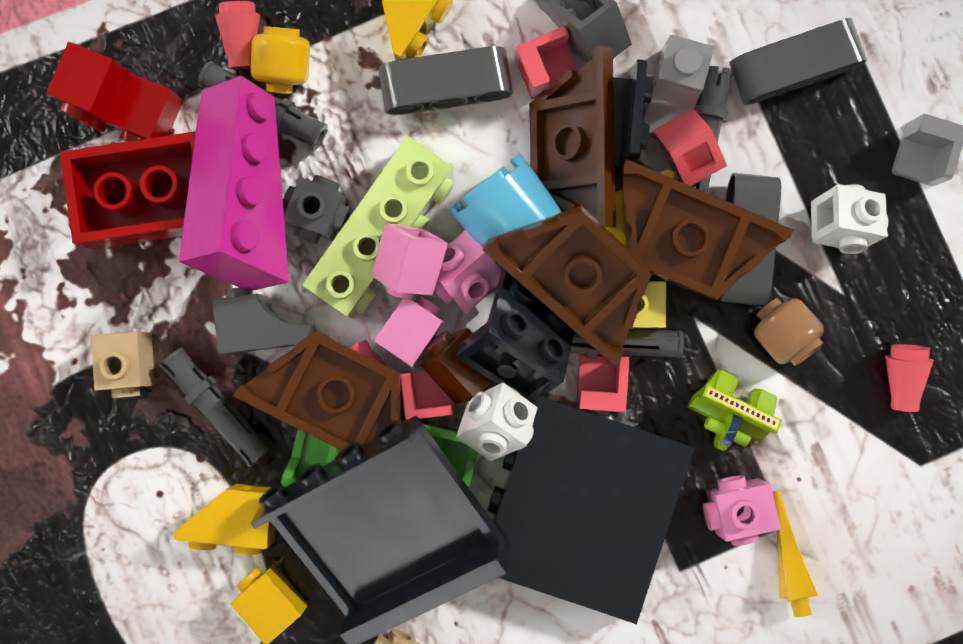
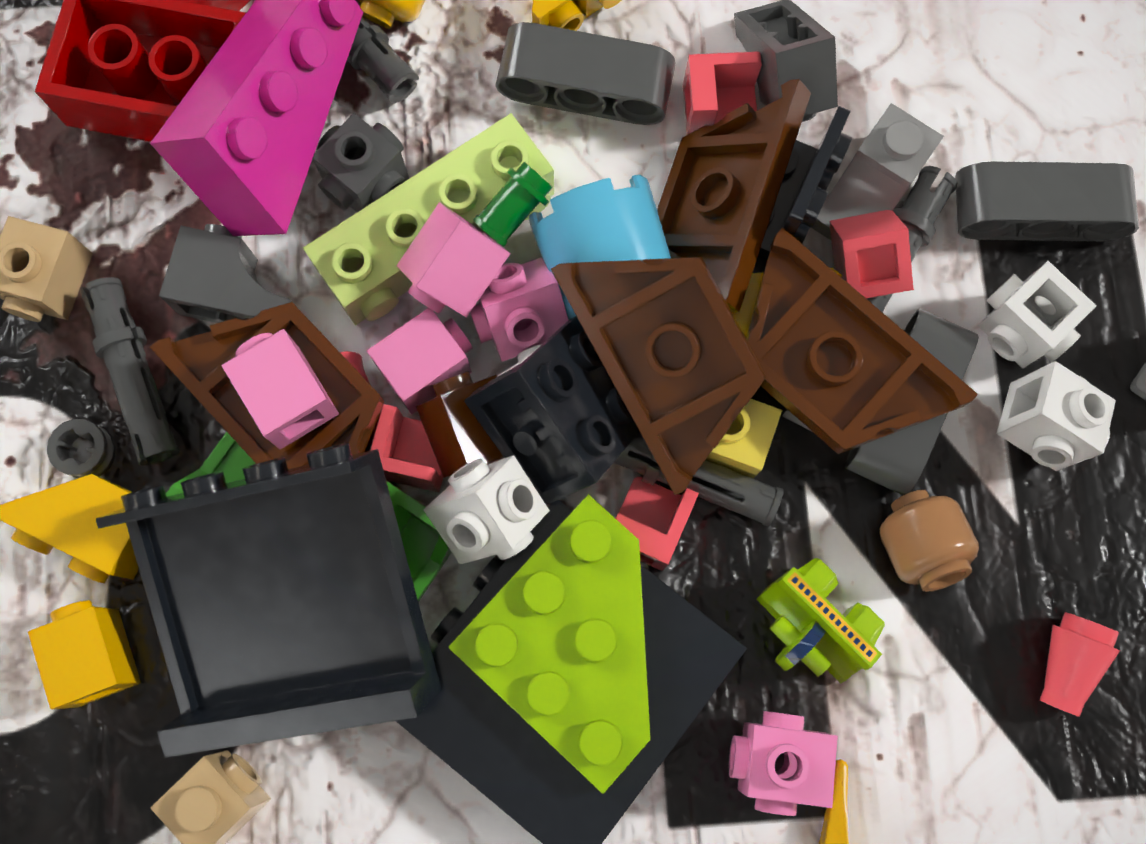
camera: 15 degrees right, 10 degrees down
(190, 471) = (61, 444): none -> dark grey bush
(334, 396) = (279, 388): none -> bright pink brick
(435, 204) = (513, 203): none -> green pin
(581, 486) = (571, 644): none -> lime plate
(827, 149) = (1035, 316): none -> white brick

